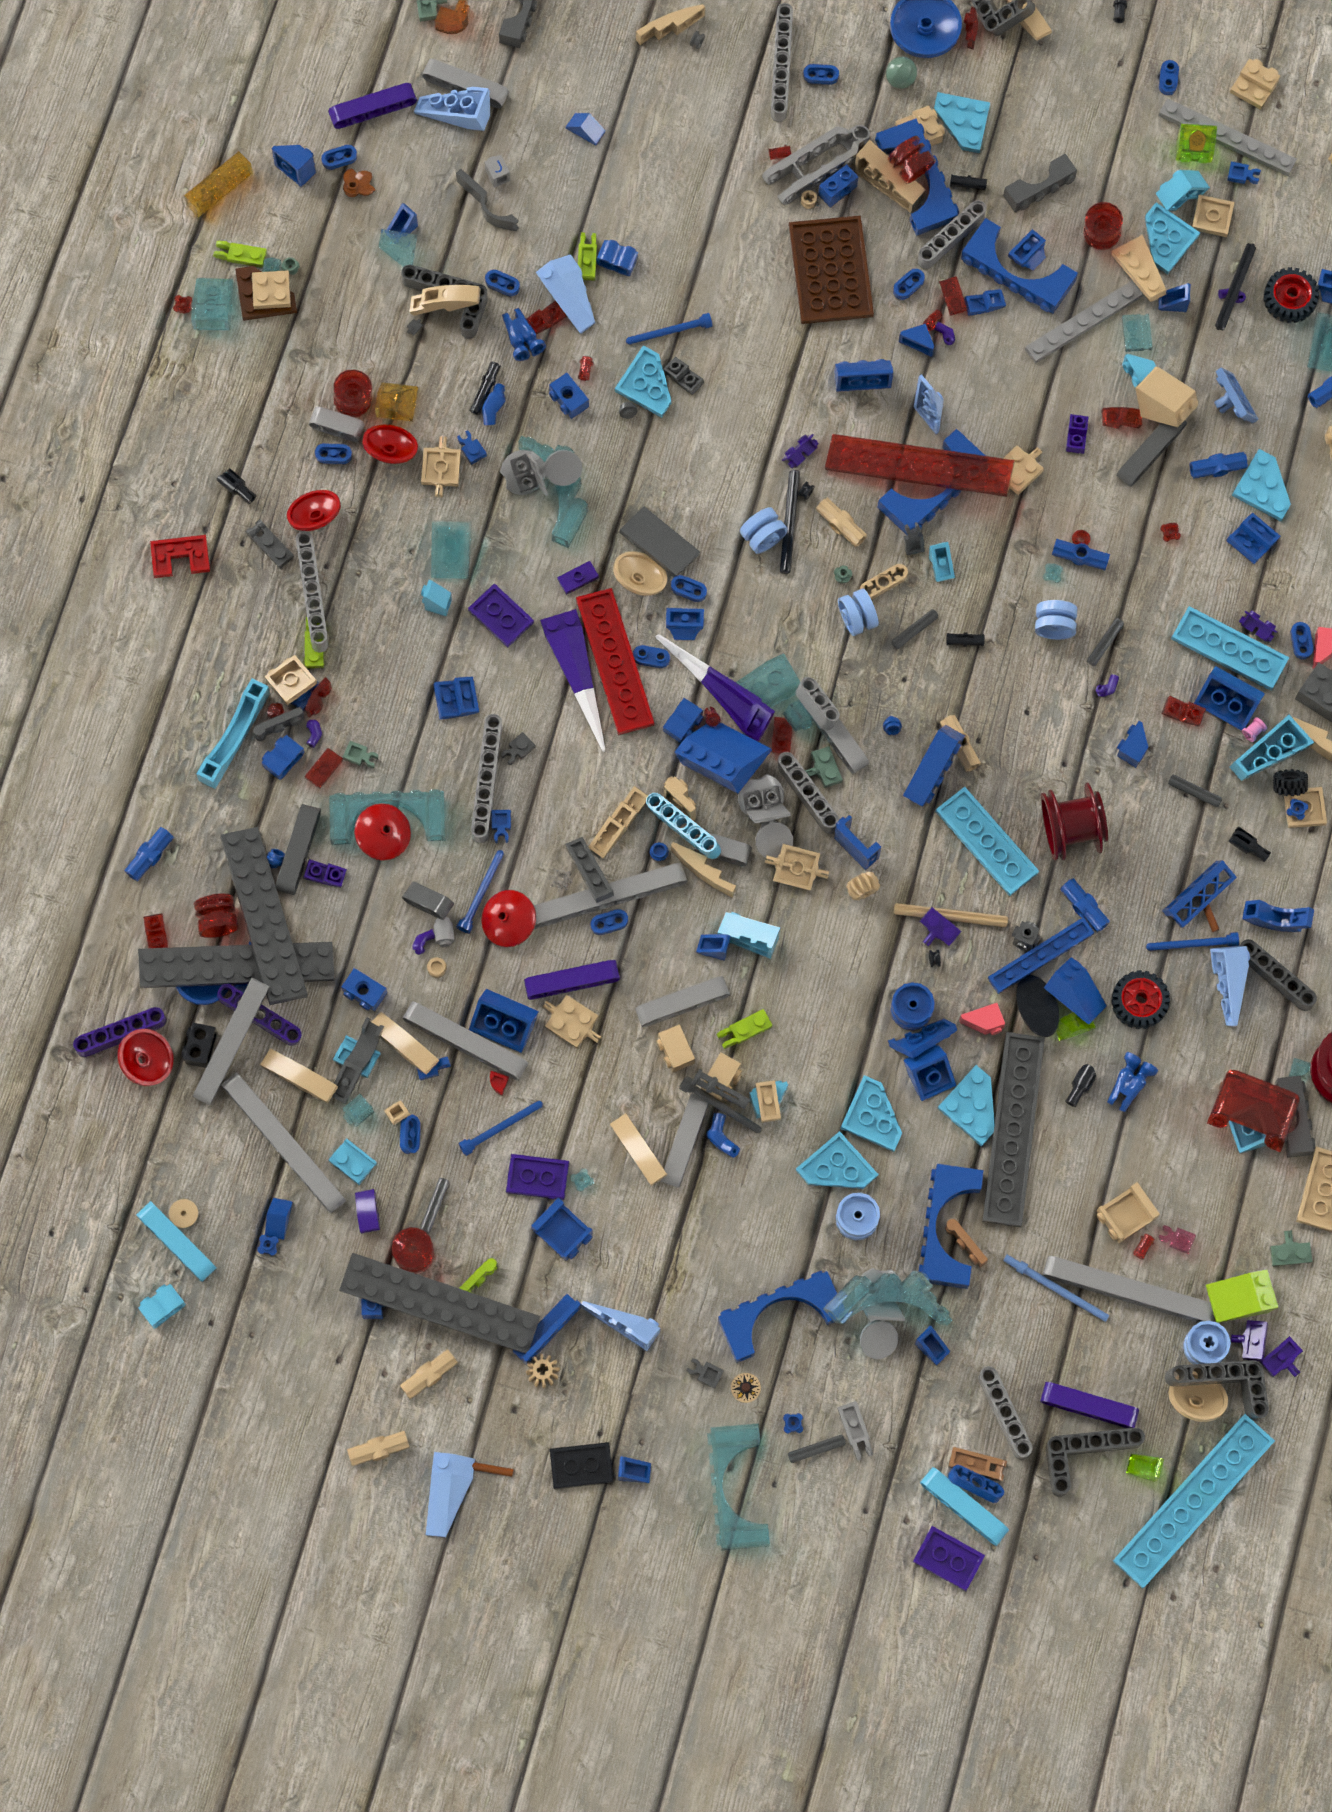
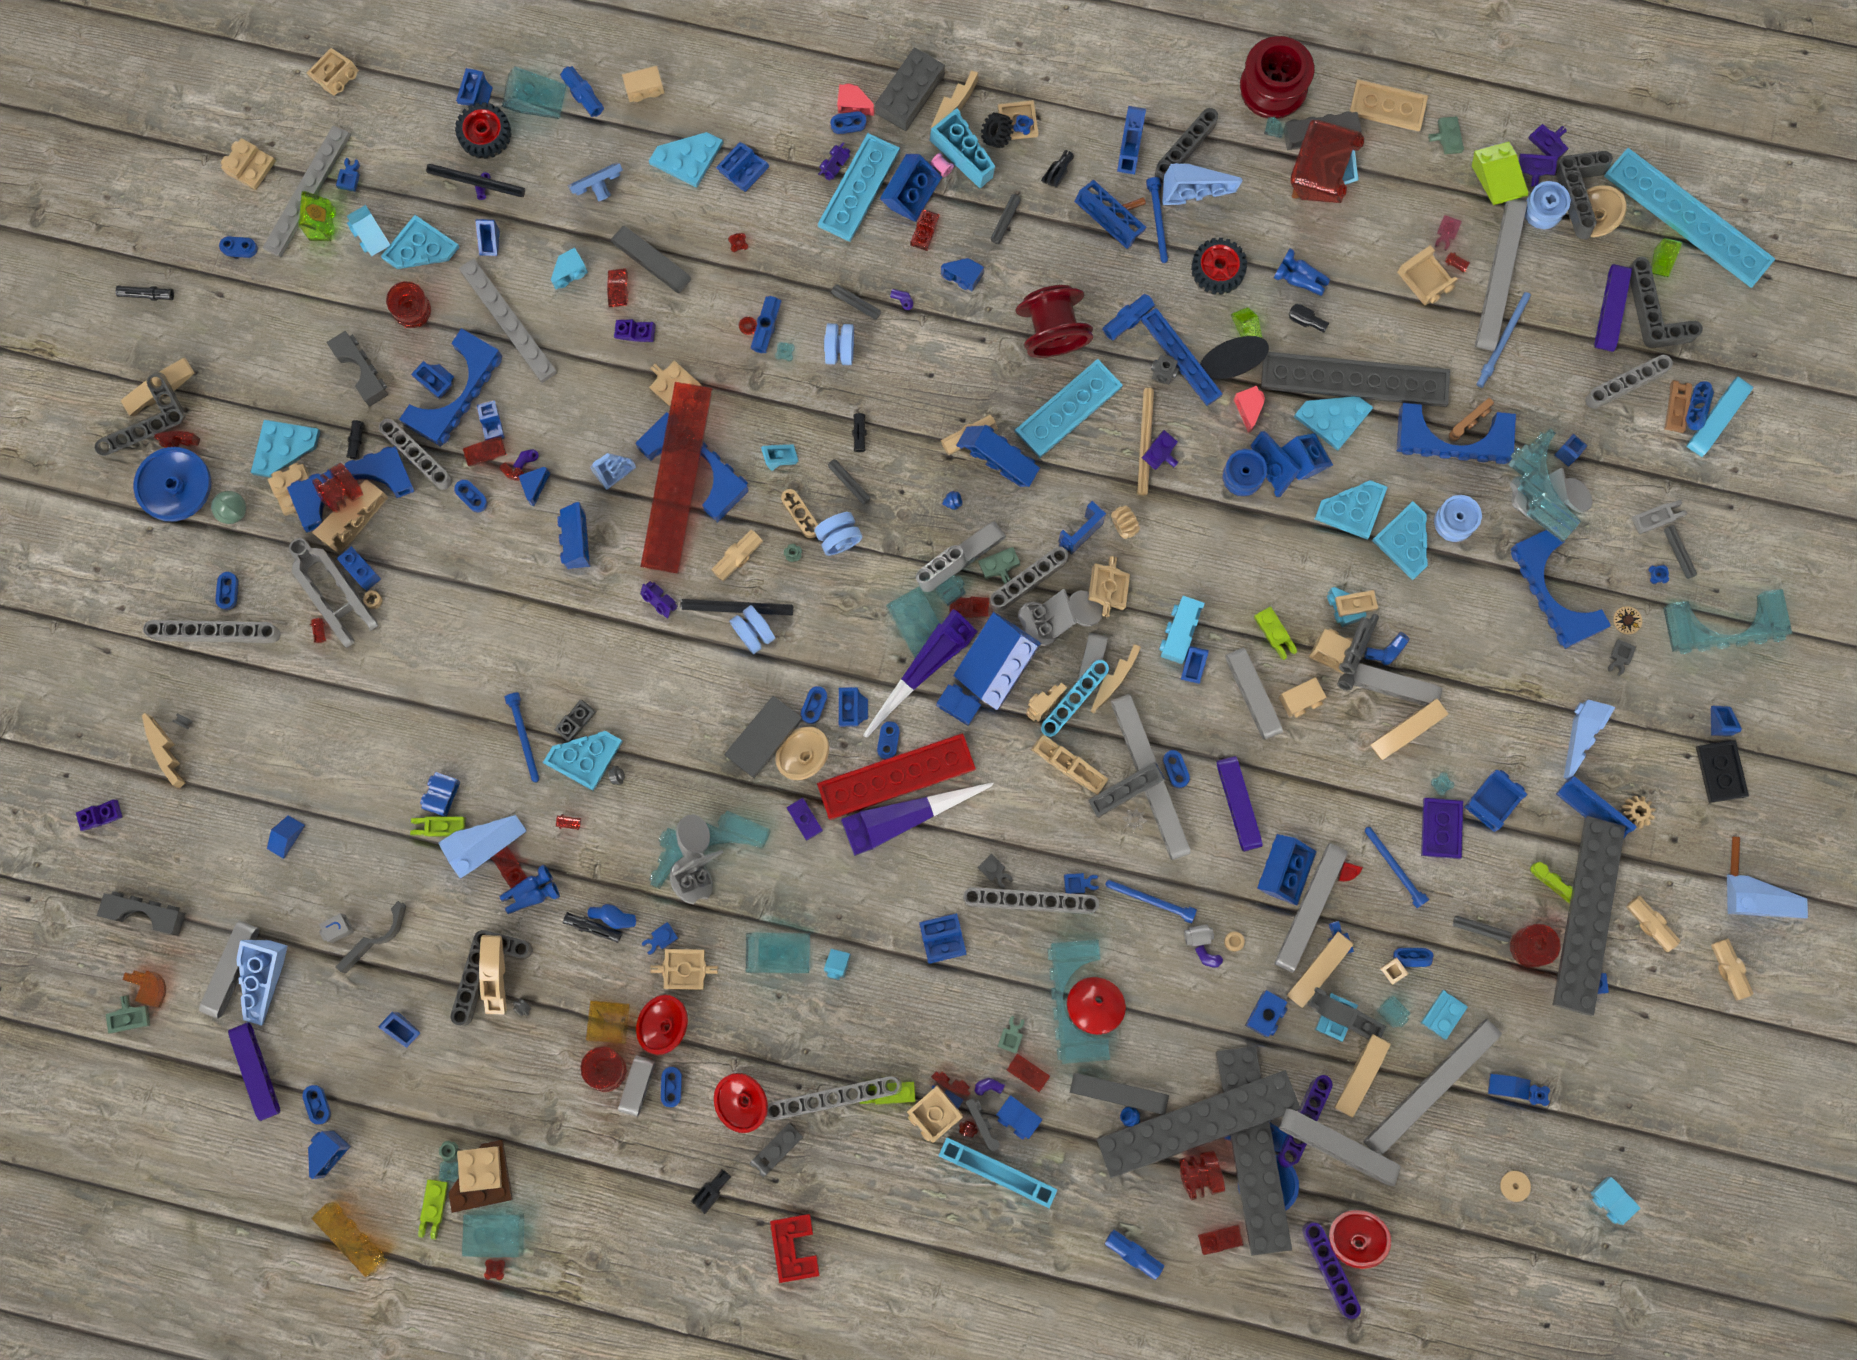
camera: 90 degrees left, 5 degrees up
(176, 1241) = (1546, 1191): medium azure beam -> none
(204, 1045) = (1339, 1178): black brick -> none
(324, 874) = (1142, 1064): dark purple slope -> none
(357, 183) = (345, 1081): dark orange plate -> none
(367, 1211) = (1496, 995): dark purple slope -> none
(398, 246) = (425, 1031): clear light blue wing -> none
(428, 900) = (1169, 953): dark grey beam -> none
(501, 615) = (850, 896): dark purple plate -> none
(503, 282) = (468, 915): blue plate -> none
(516, 925) = (1174, 860): red dish -> none
(566, 386) = (589, 839): blue brick -> none
(572, 1021) = (1281, 802): tan plate -> none
(659, 851) = (1098, 723): blue plate -> none
(712, 714) = (957, 674): clear red pin -> none
(806, 490) = (703, 591): black bush -> none
(831, 269) = (454, 574): reddish brown plate -> none
(914, 540) = (756, 482): dark grey plate -> none
(934, 958) = (1191, 454): black bush -> none
(948, 1558) = (1769, 429): dark purple plate -> none
(1076, 990) = (1217, 322): blue slope -> none
(1136, 332) = (524, 274): clear light blue plate -> none
(1140, 267) = (453, 270): tan wing -> none
(1165, 398) = (602, 240): tan slope -> none
(1213, 215) = (395, 203): tan plate -> none
(1218, 465) = (667, 197): blue piece -> none

